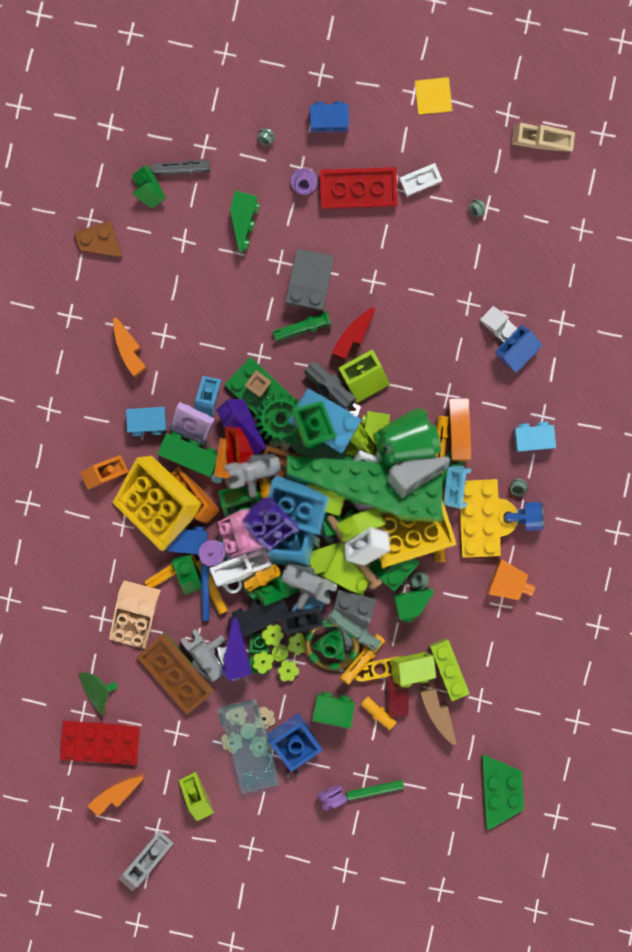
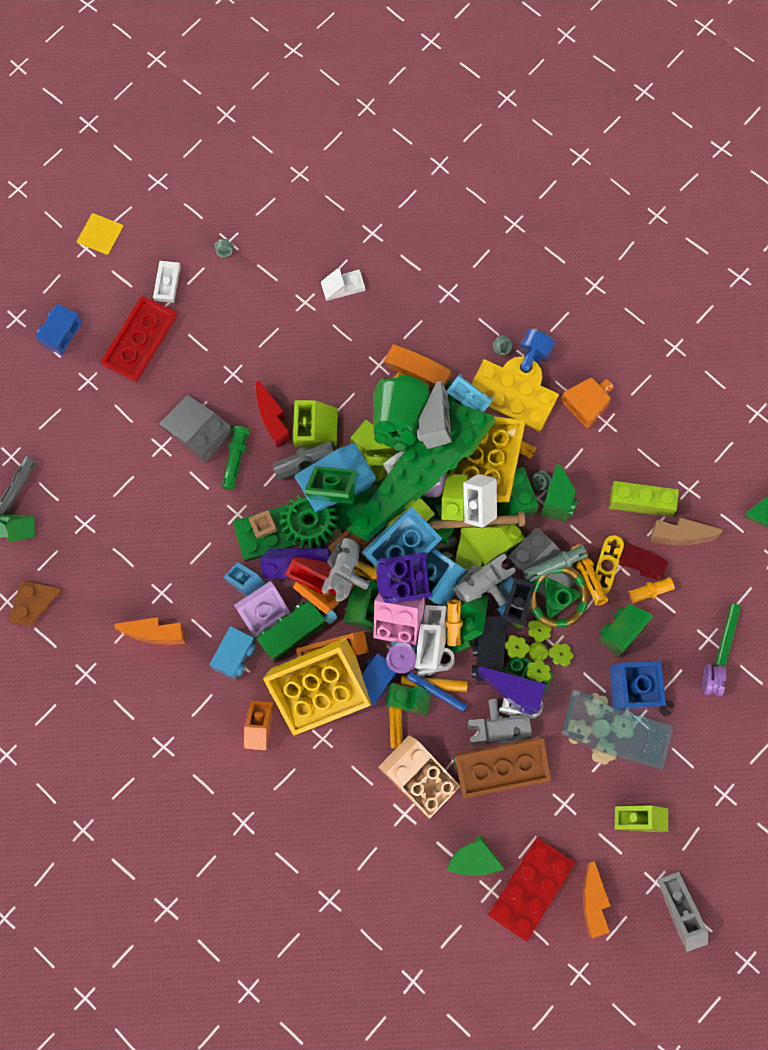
camera: 55 degrees left, 15 degrees down
(242, 213) = (94, 454): green slope -> none
(266, 136) = (38, 394): sand green plate -> none
(303, 181) = (101, 383): medium lavender piece -> none
(413, 669) = (625, 530): lime brick -> none
(518, 348) = (373, 277): blue brick -> none
(534, 438) = (464, 307): medium azure brick -> none
(543, 137) = (196, 161): tan slope -> none

